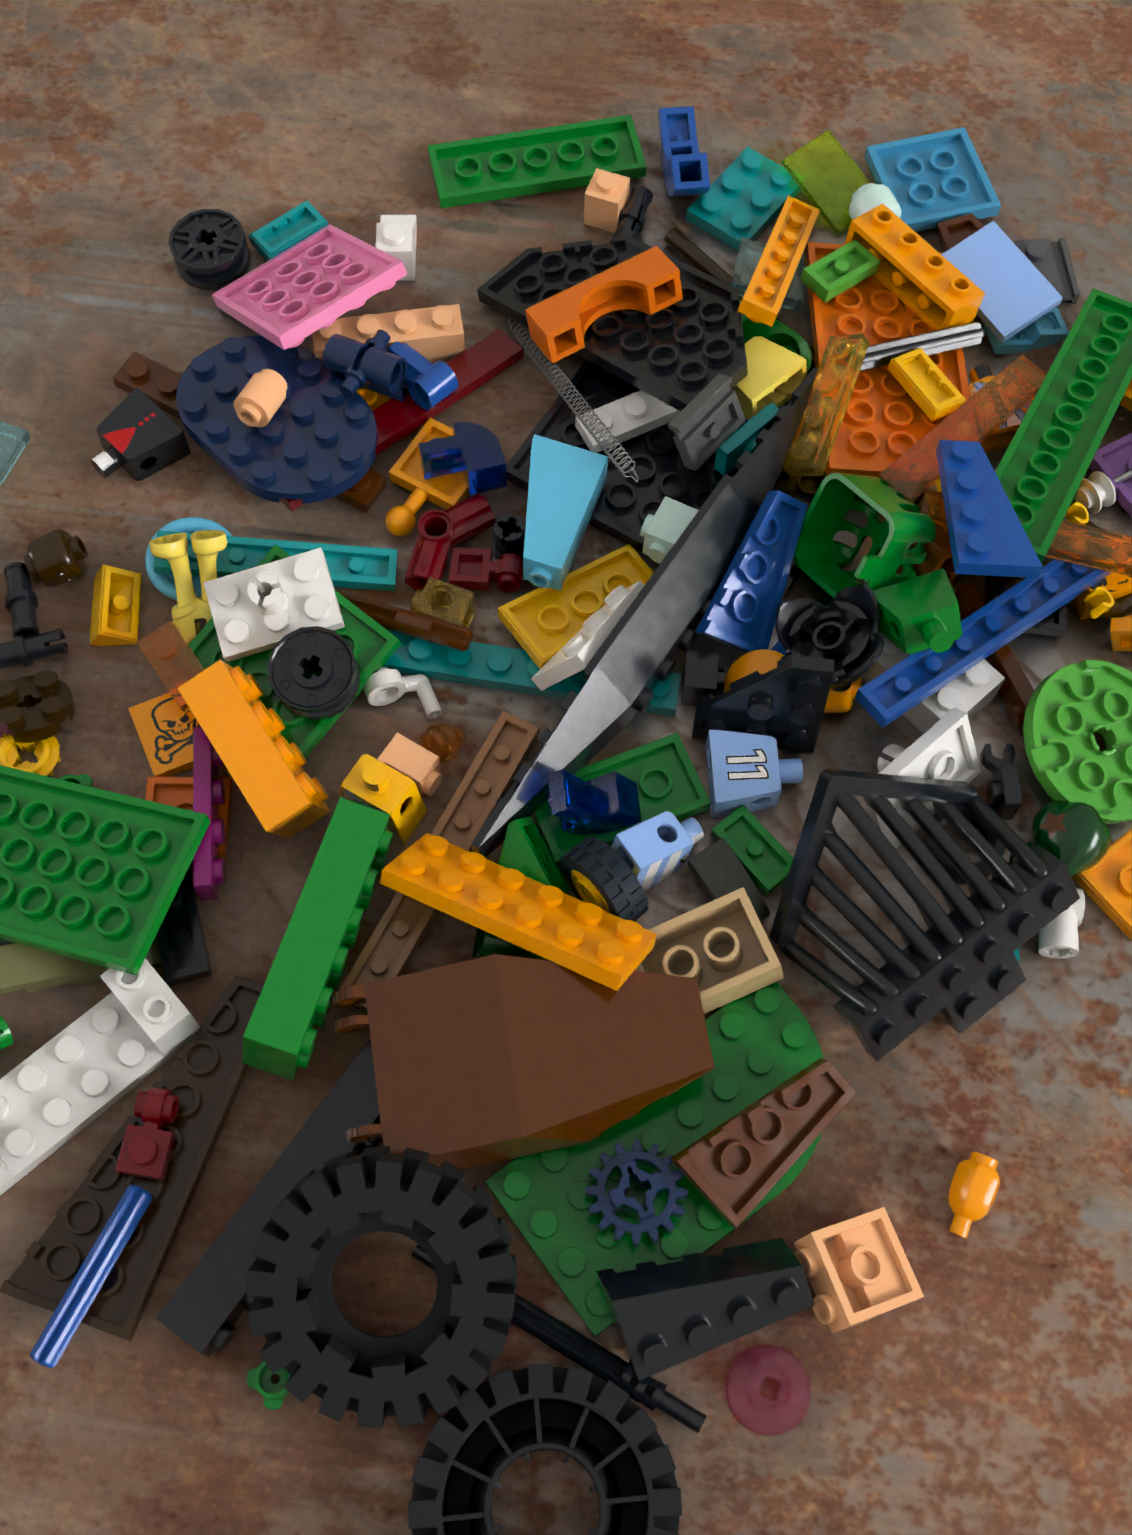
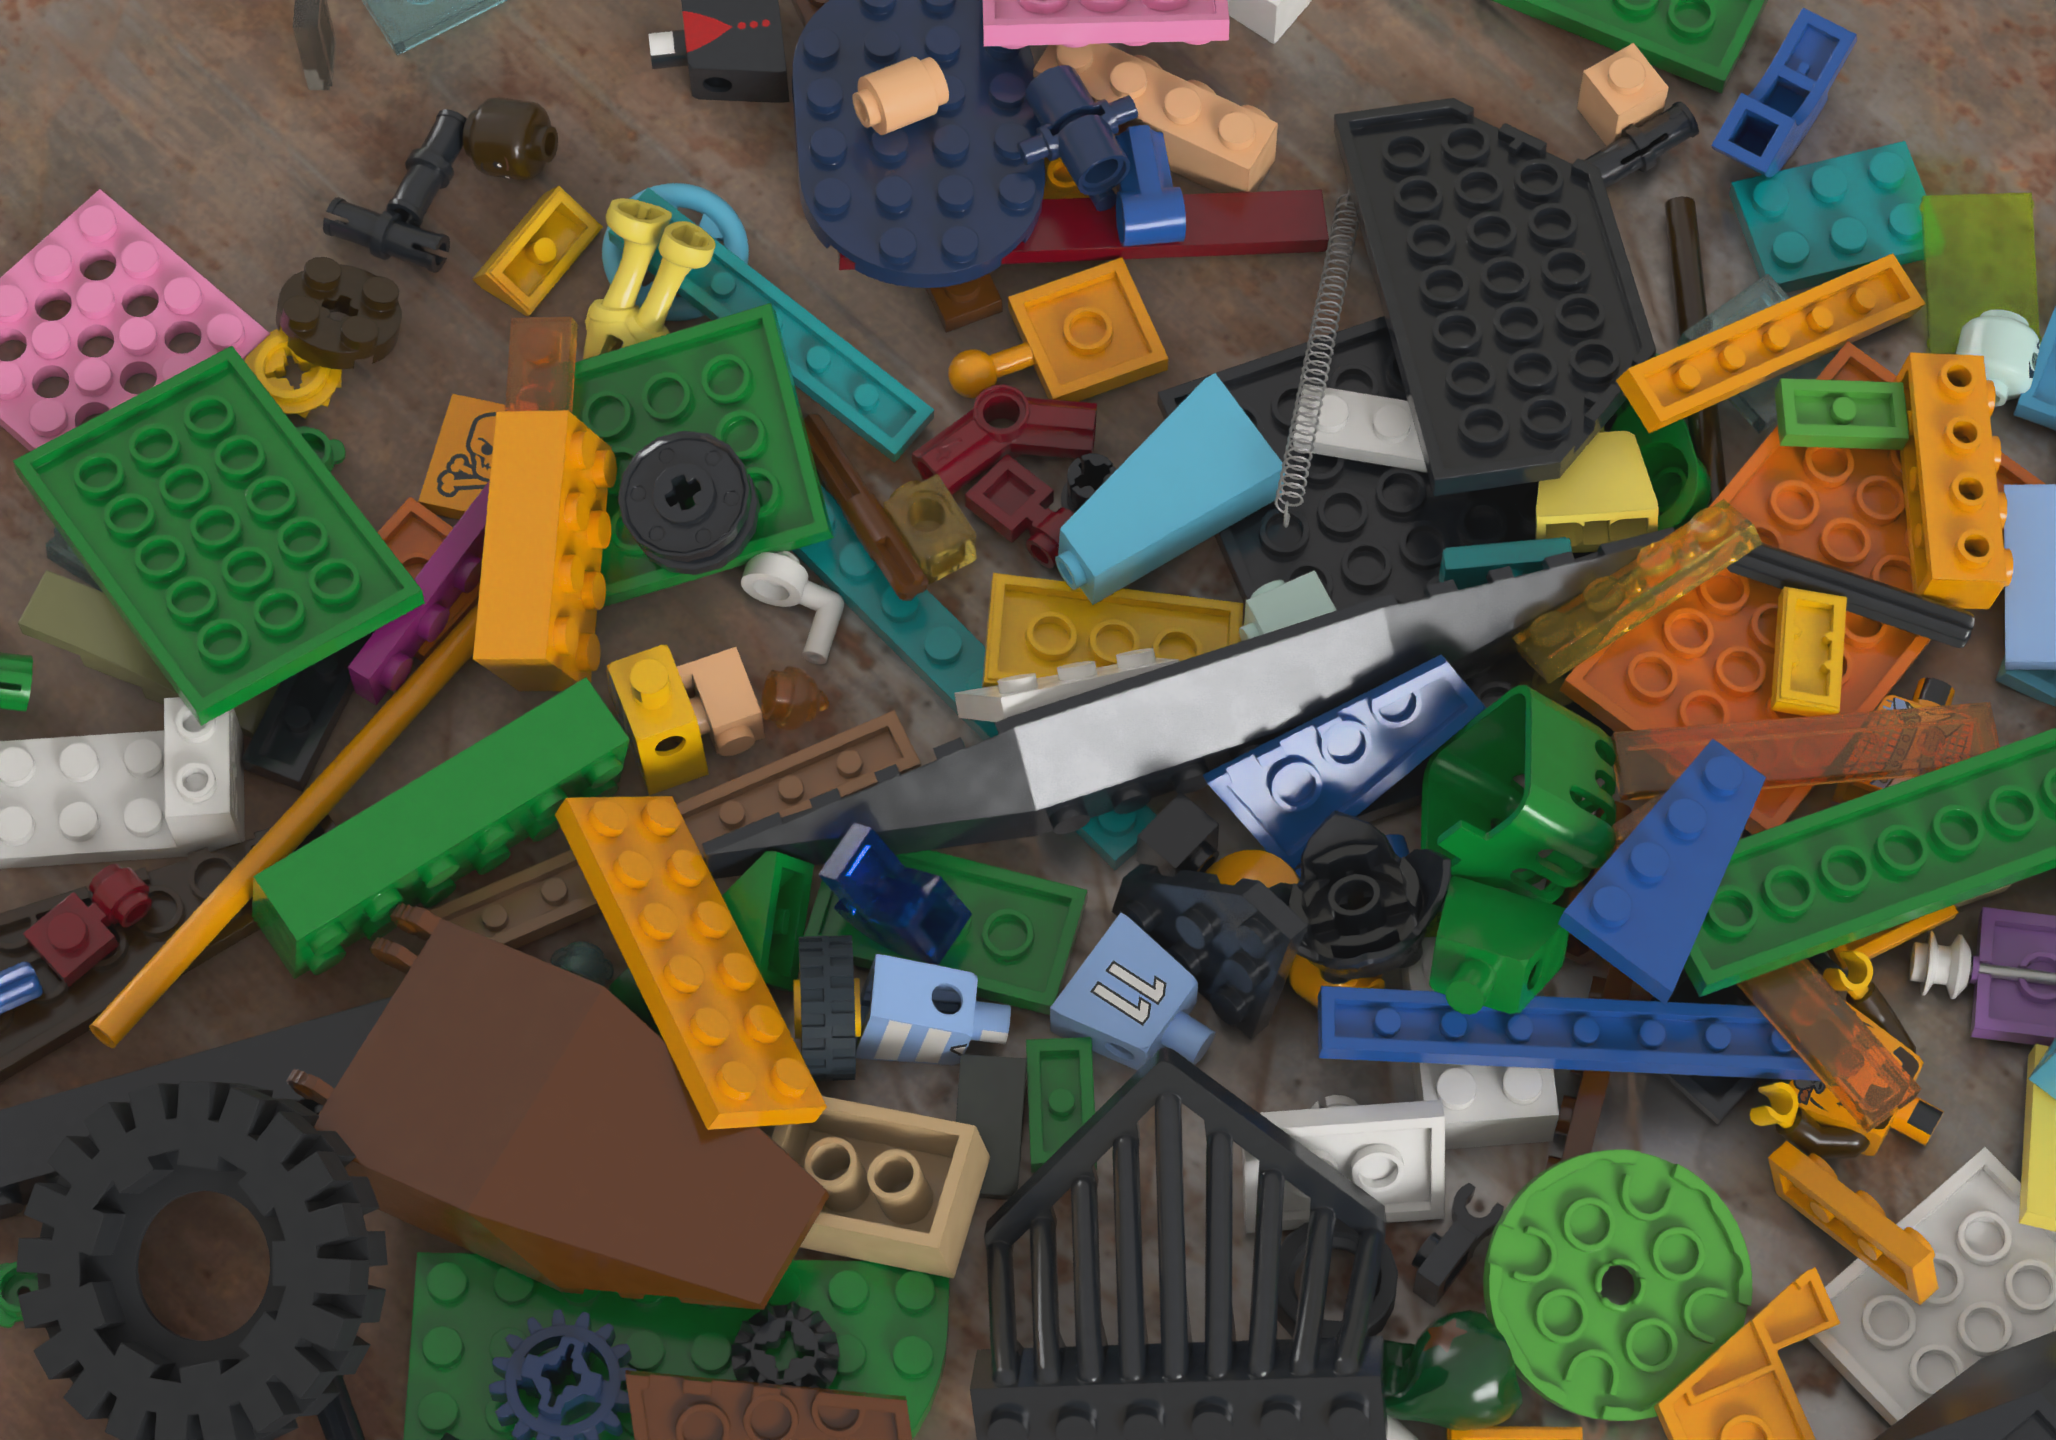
camera: 40 degrees right, 0 degrees up
(227, 1000) = (286, 834): none -> light orange piece
(270, 601) = (709, 378): white plate -> none
(446, 954) = (585, 961): none -> clear light blue plate
(469, 450) = (1121, 343): clear blue brick -> none
(640, 283) = (1383, 239): orange arch -> none
(707, 422) = (1440, 507): dark grey plate -> none
(739, 1064) = (810, 1335): none -> black gear

